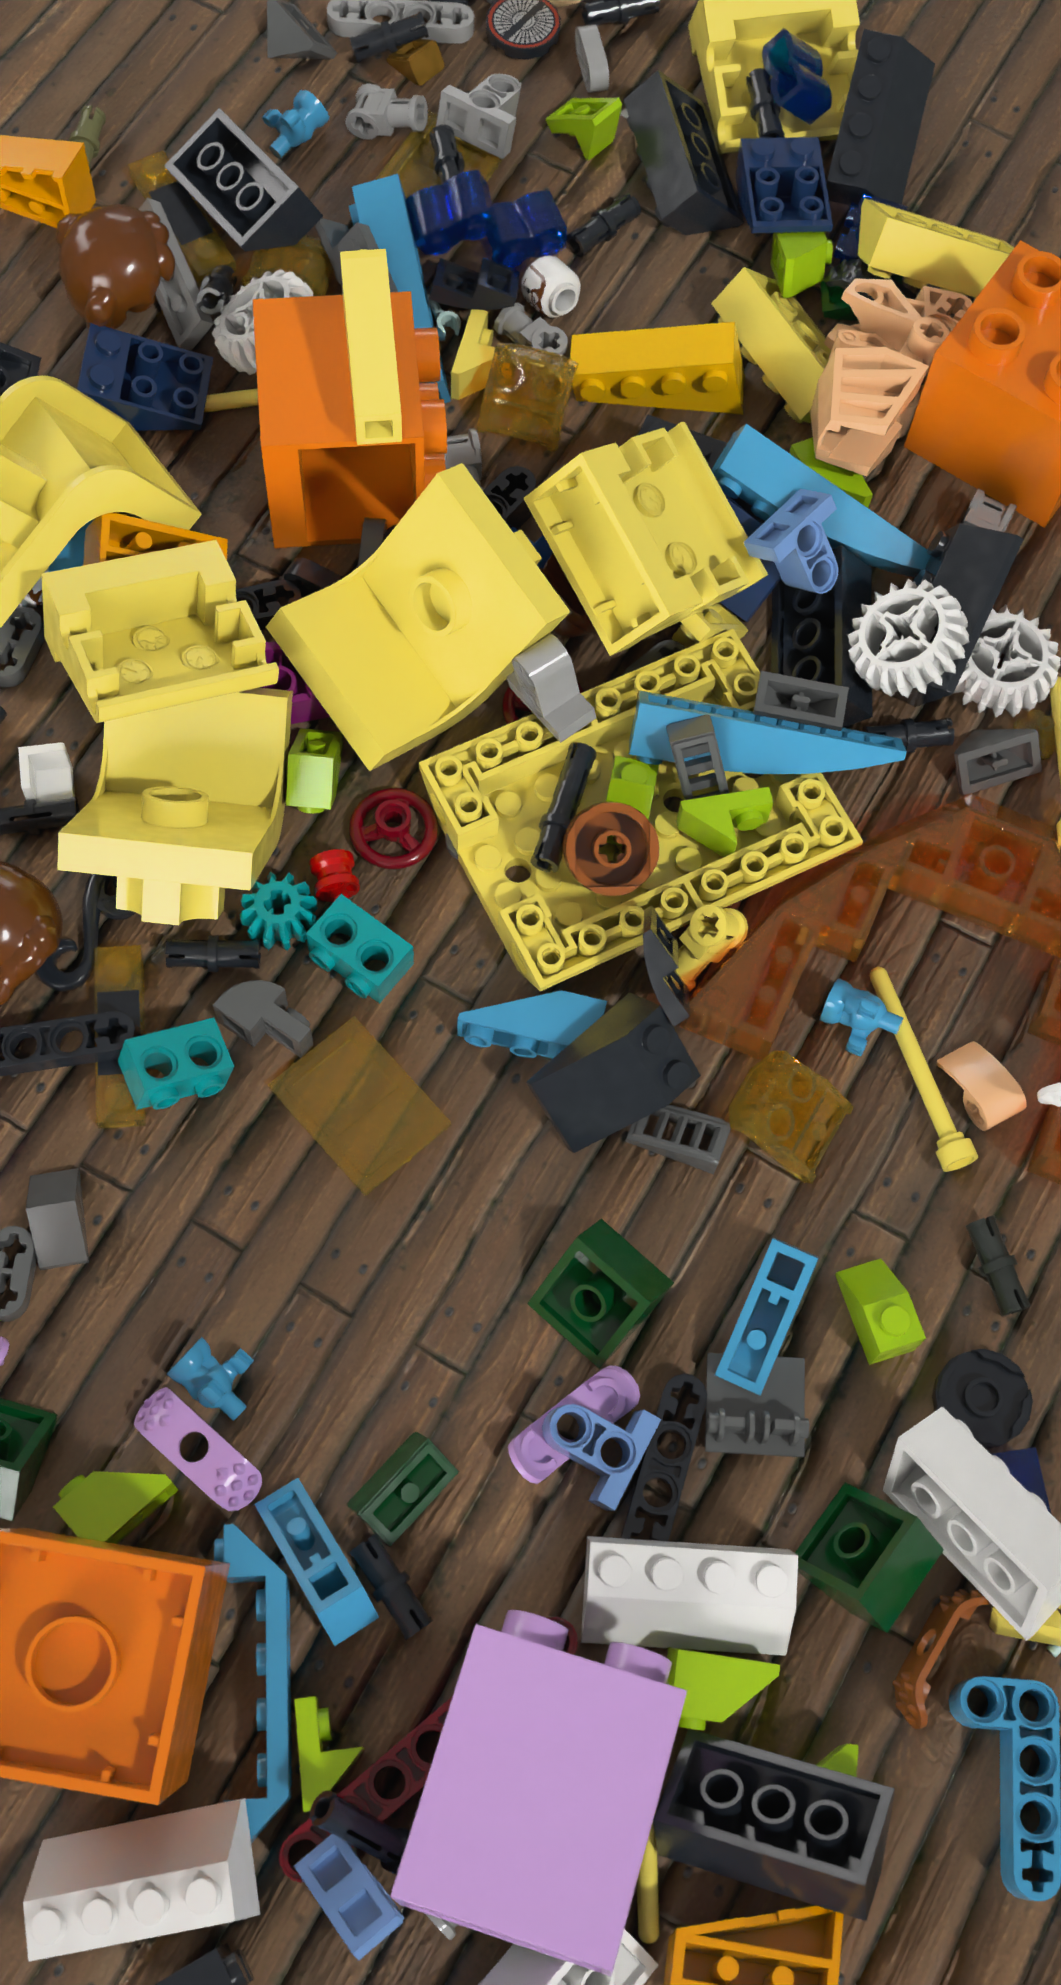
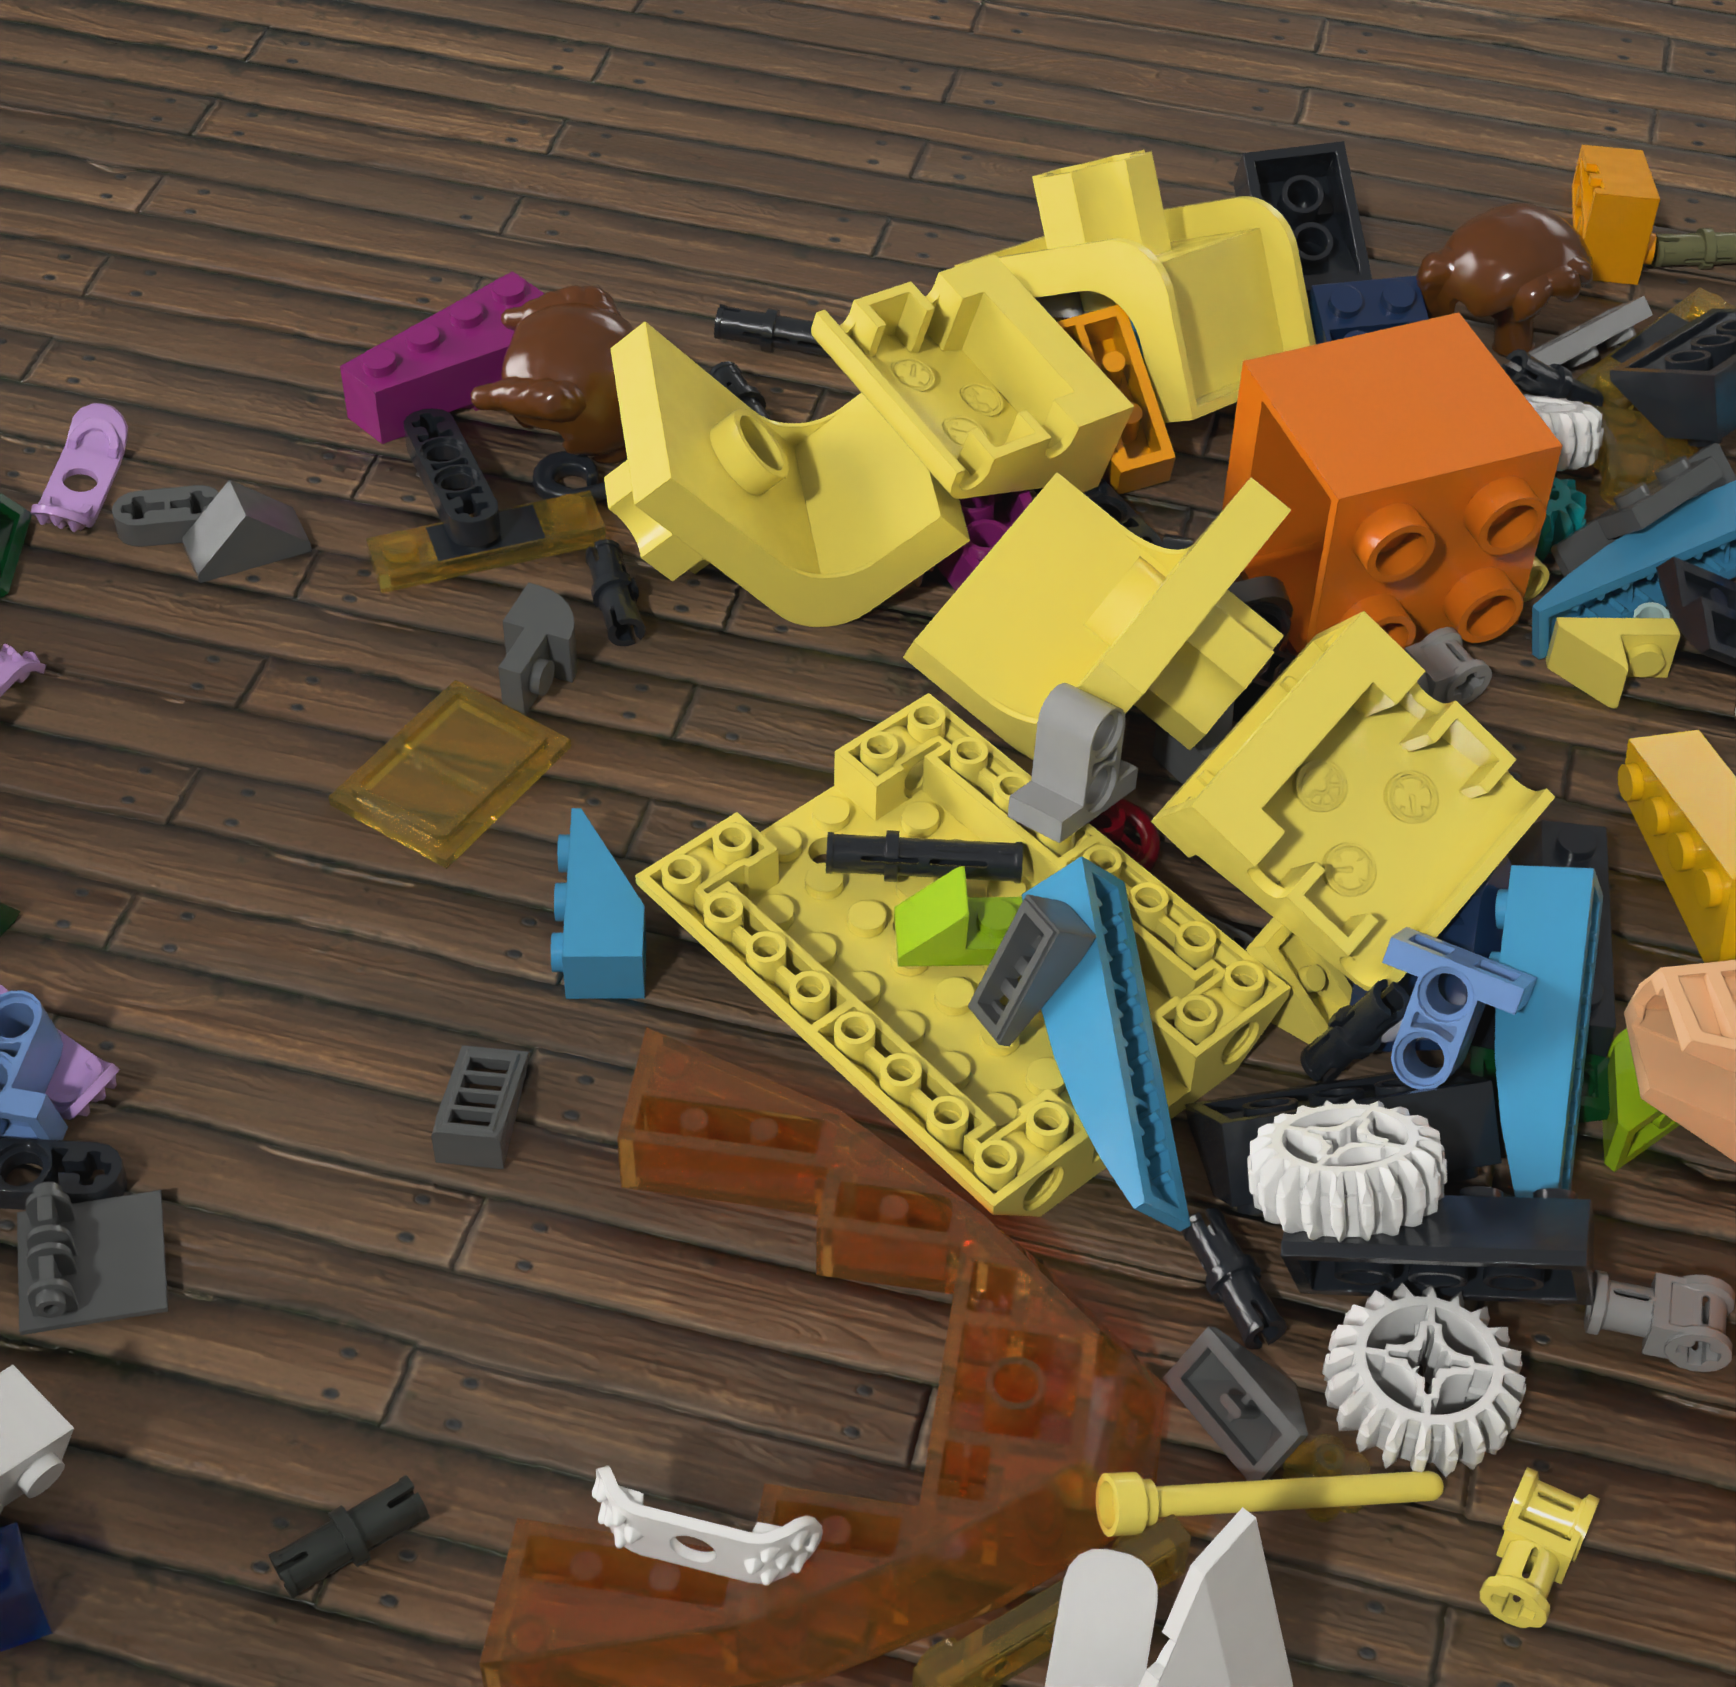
camera: 80 degrees right, 20 degrees down
(46, 772) = (794, 389): white panel -> none
(171, 1054) = (458, 569): teal brick -> none
(209, 1380) = (58, 695): dark azure piece -> none
(282, 927) = (686, 631): teal gear -> none
(314, 770) = (883, 614): lime slope -> none
(334, 875) = (754, 671): red wheel -> none
(368, 942) = (656, 715): teal brick -> none
(371, 346) = (1424, 394): light yellow slope -> none
(393, 808) = (851, 711): dark red piece -> none
(525, 331) = (1683, 695): light grey connector -> none
(527, 394) = (1576, 705): clear yellow slope -> none
(599, 1292) = (231, 1047): dark green slope -> none
(614, 1073) = (539, 985): black slope -> none
(629, 867) = (856, 889): dark orange brick -> none
(661, 963) = (688, 967): black slope -> none
(707, 940) = (769, 1046): light yellow connector -> none
(714, 817) = (967, 1024): lime slope -> none
(767, 1316) = (227, 1235): dark azure slope -> none
(778, 587) = (1355, 1031): none -> black pin
(789, 1112) = (529, 1217): clear yellow slope -> none
(801, 700) = (1185, 1066): dark grey slope -> none
(860, 1011) = (729, 1265): dark azure piece -> none
(880, 1311) = (246, 1382): lime slope -> none
(954, 1149) = (532, 1445): light yellow piece -> none
(985, 1394) = (135, 1557): black tile -> none
(988, 1087) = (653, 1458): light nougat panel -> none

